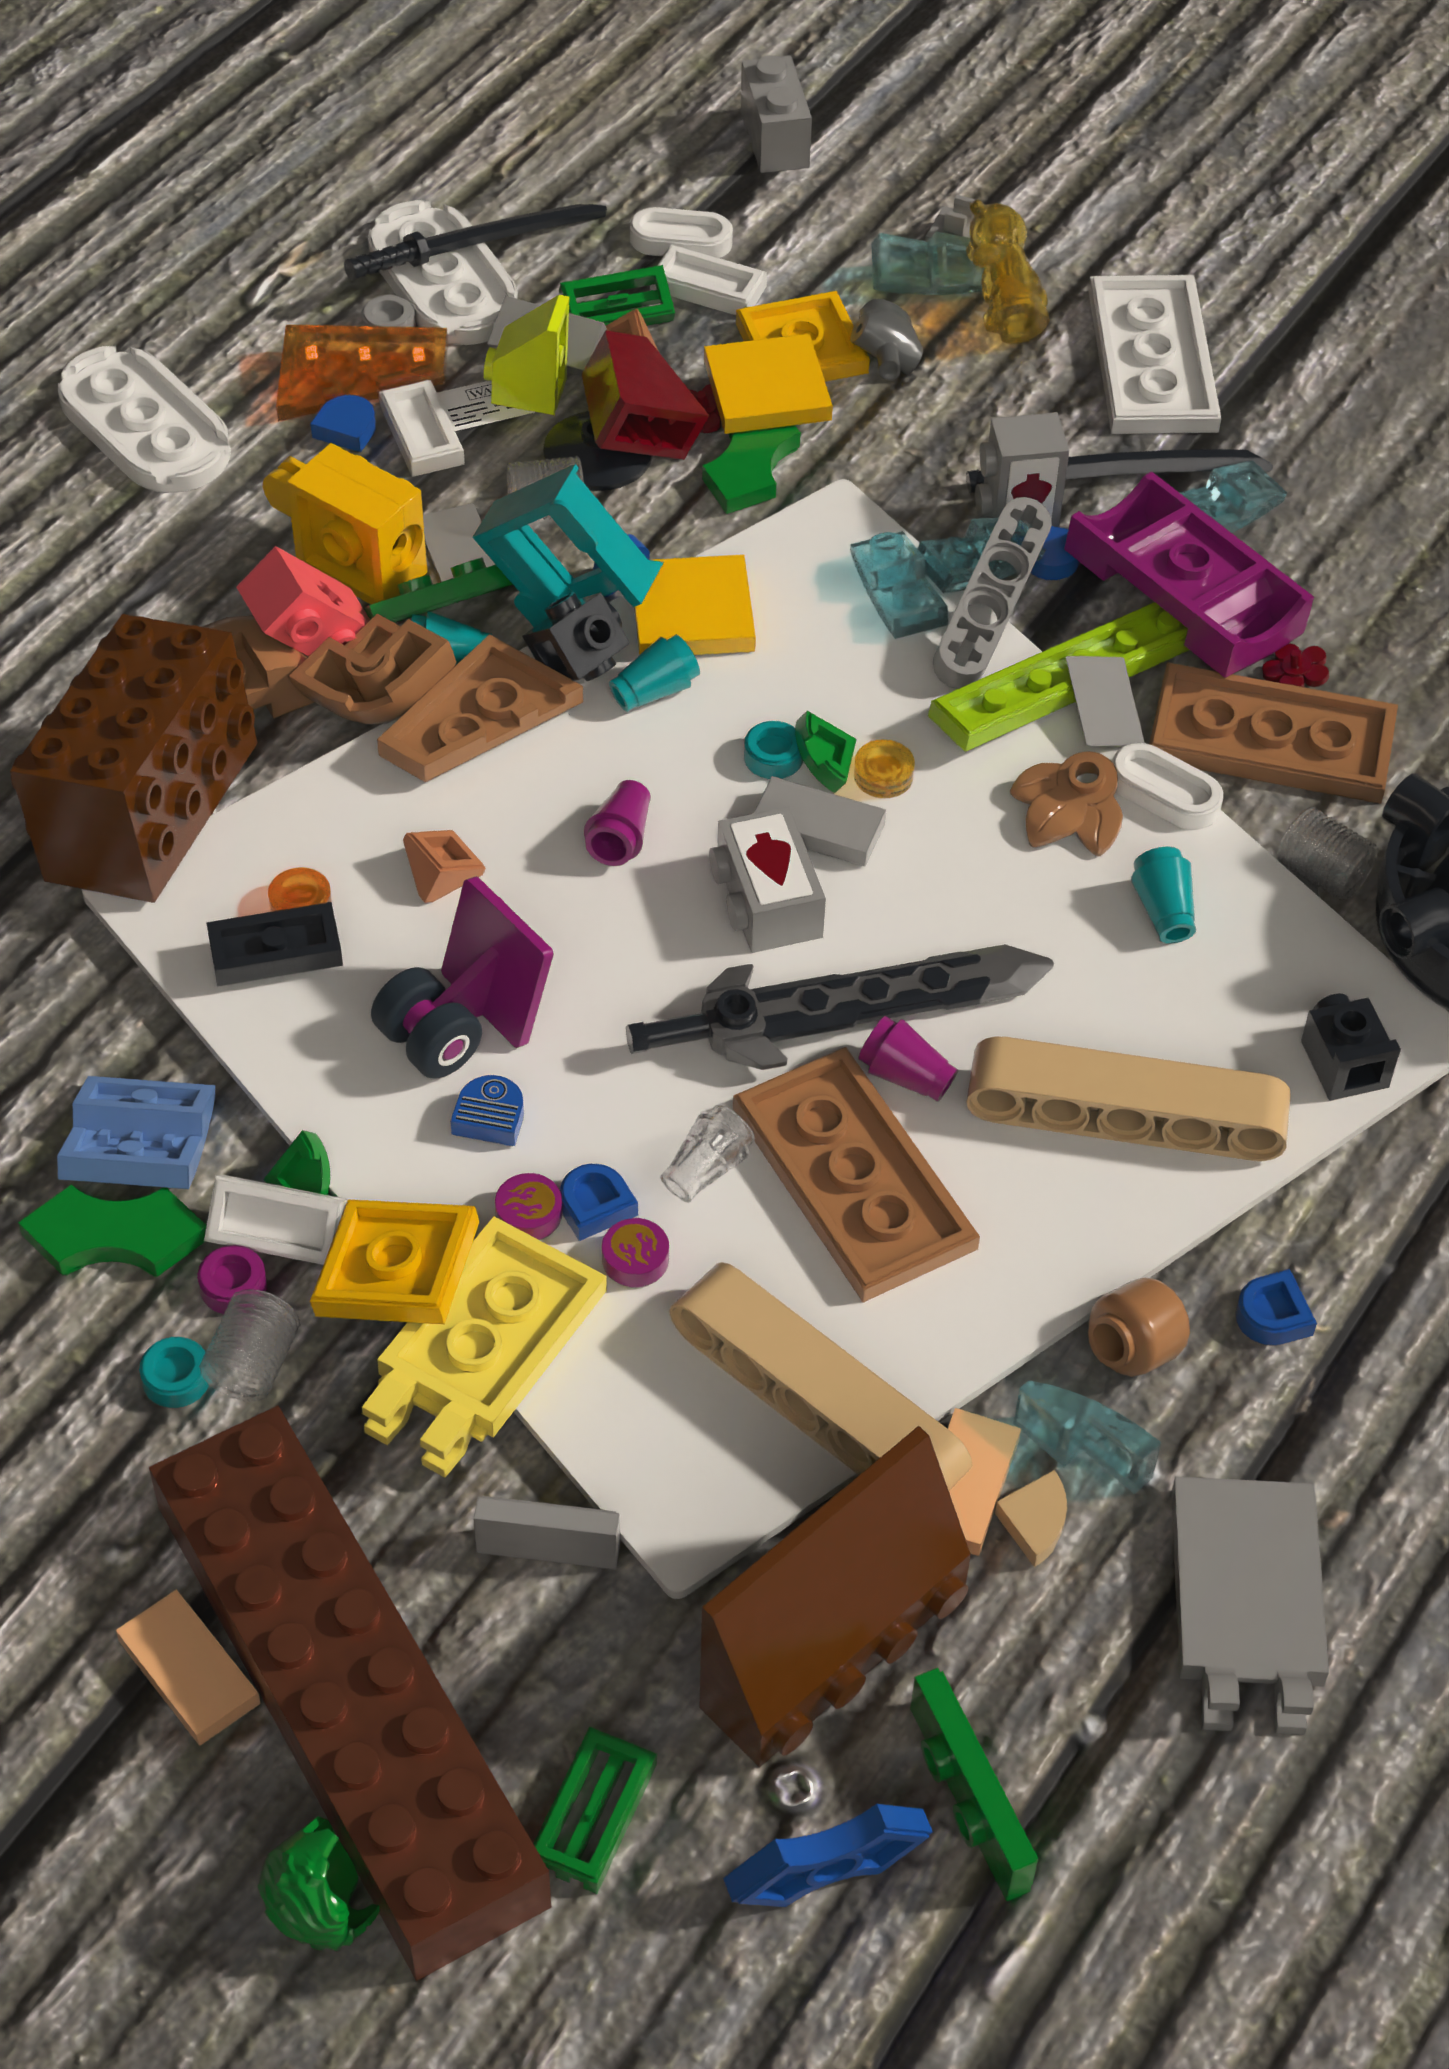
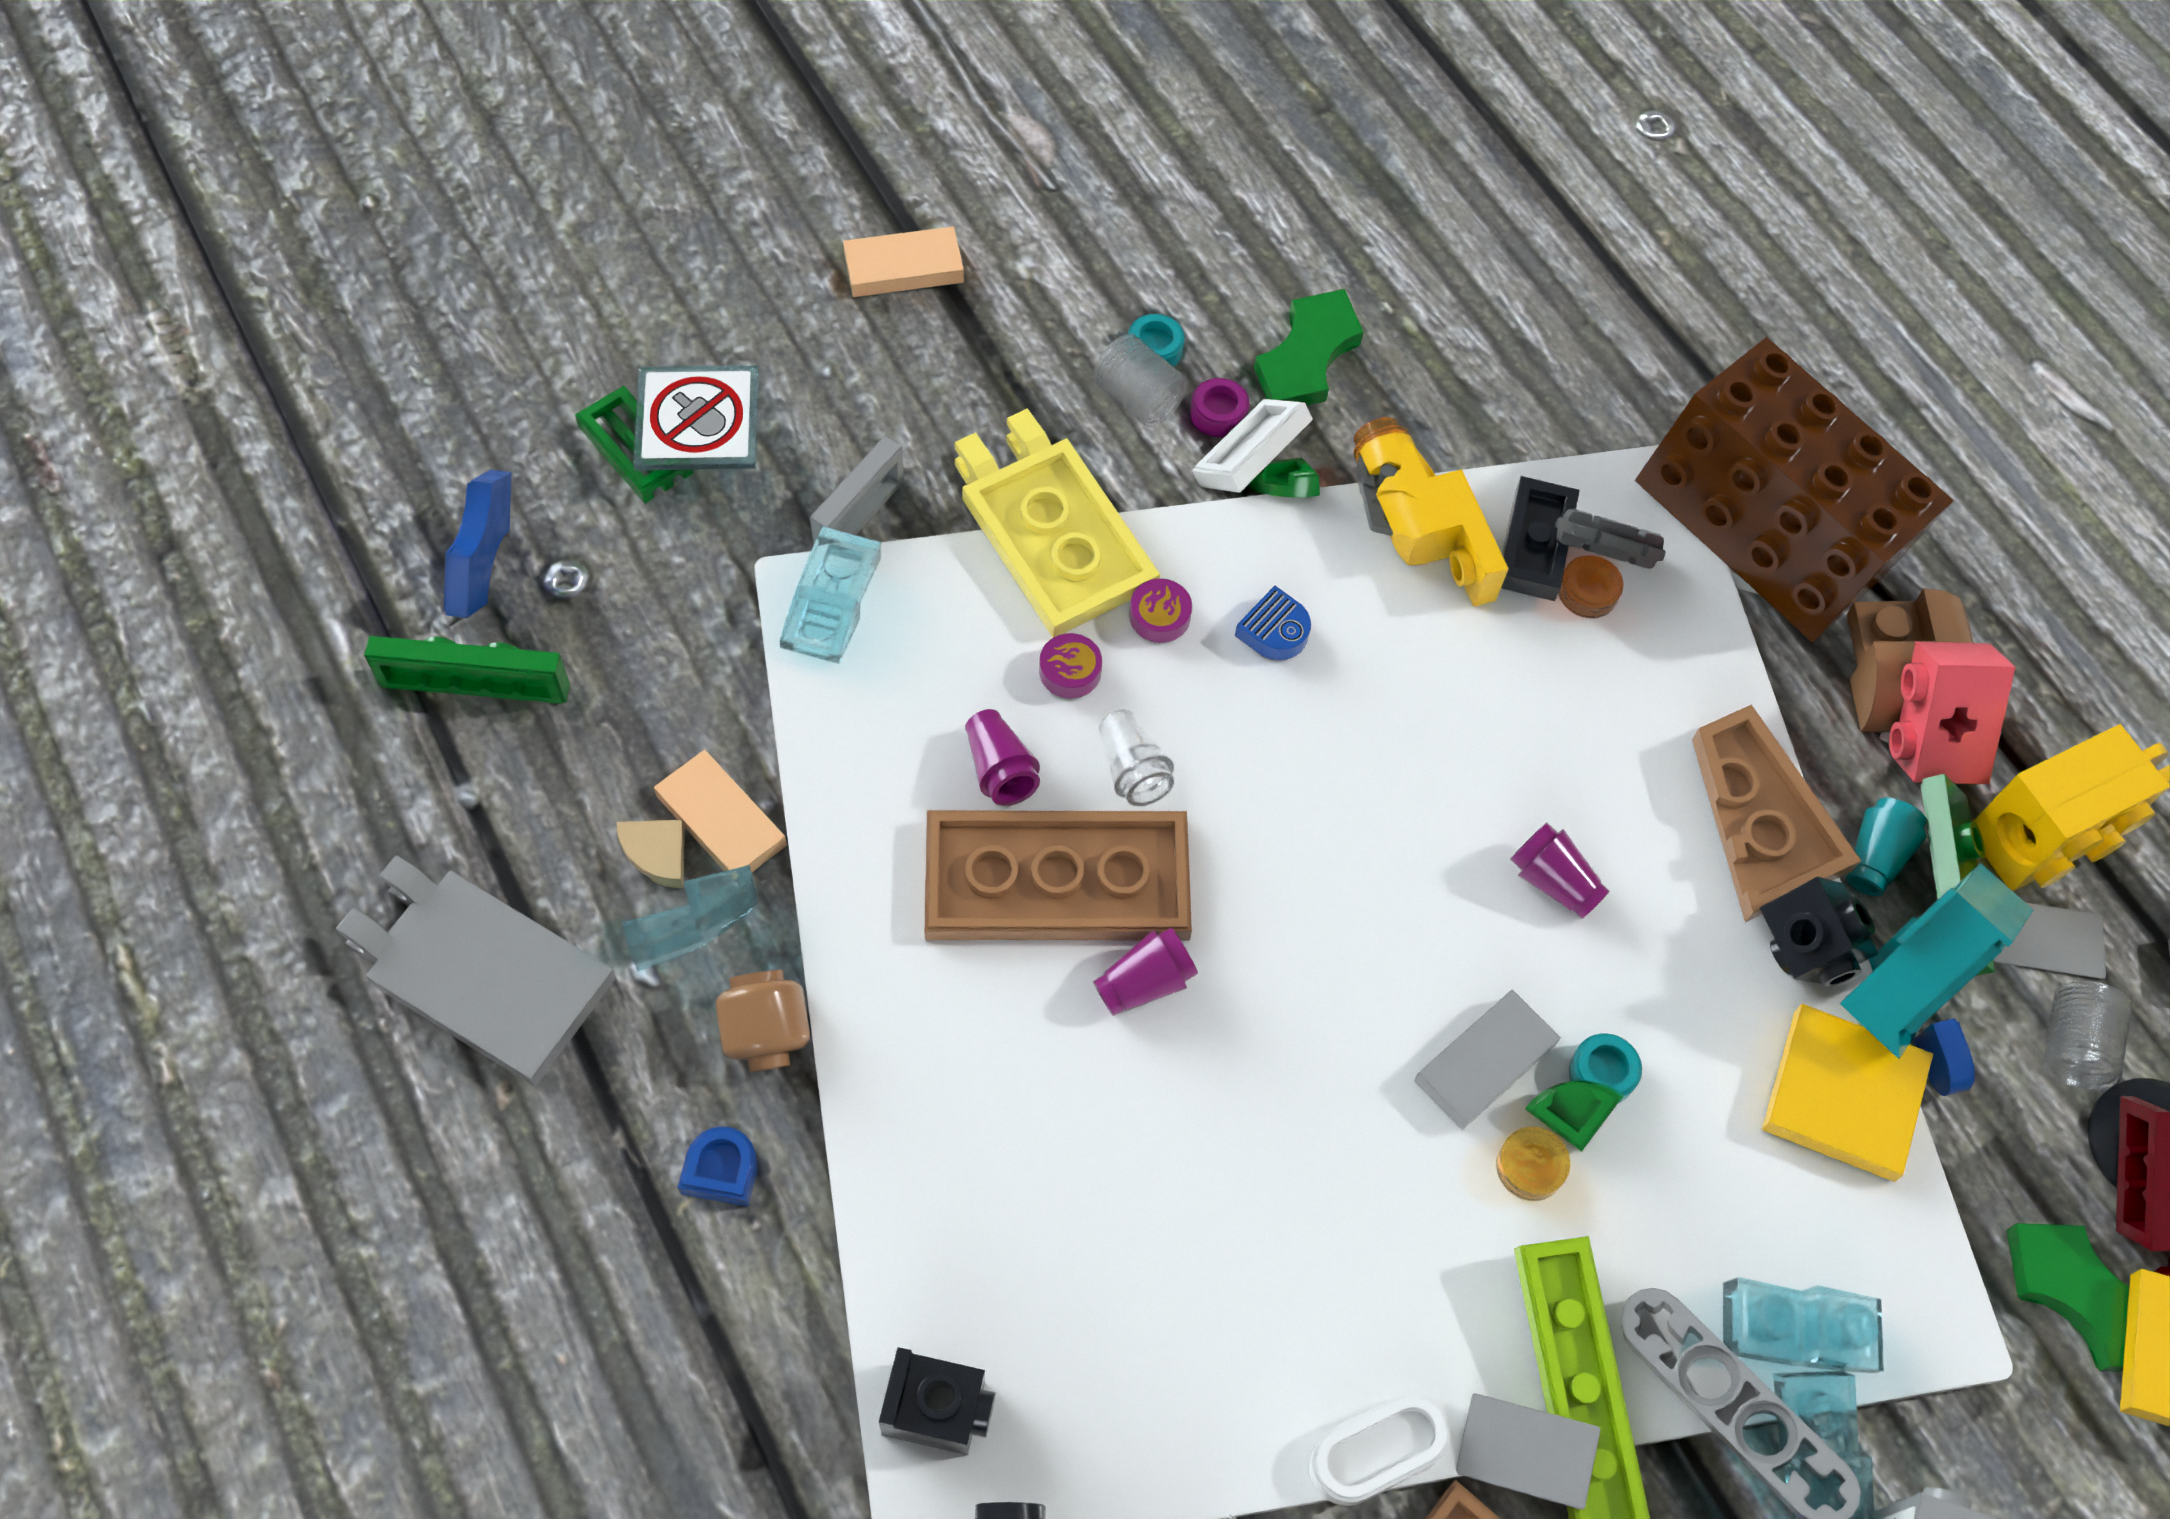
camera: 115 degrees right, 10 degrees up
(137, 1132) = (1395, 380): medium blue slope -> none
(252, 883) = (1610, 538): none -> dark grey axle
(296, 1034) = (1425, 512): none -> yellow plate
(310, 1889) = (674, 249): green hair -> none
(351, 1693) = (823, 322): copper brick -> none
(375, 673) = (1845, 742): medium nougat brick -> none
(395, 1261) = (1152, 487): yellow tile -> none
(440, 862) = (1584, 710): nougat slope -> none
(493, 971) = (1398, 613): magenta plate -> none
(547, 1725) = (696, 418): none -> piece
(595, 1199) = (1142, 663): blue tile -> none
(655, 673) = (1751, 999): teal cone -> none
(687, 1477) = (830, 595): none -> clear light blue slope
(748, 1020) = (1247, 955): sword -> none
(768, 880) = (1422, 960): light grey brick -> none
(780, 1247) = (1001, 759): none -> magenta cone
(805, 1373) = (847, 724): tan beam -> none
(833, 1602) = (643, 625): reddish brown slope -> none
(1067, 806) = (1397, 1313): medium nougat plate -> none
(1129, 1098) = (988, 1148): tan beam -> none
(1166, 891) = (1222, 1341): teal cone -> none

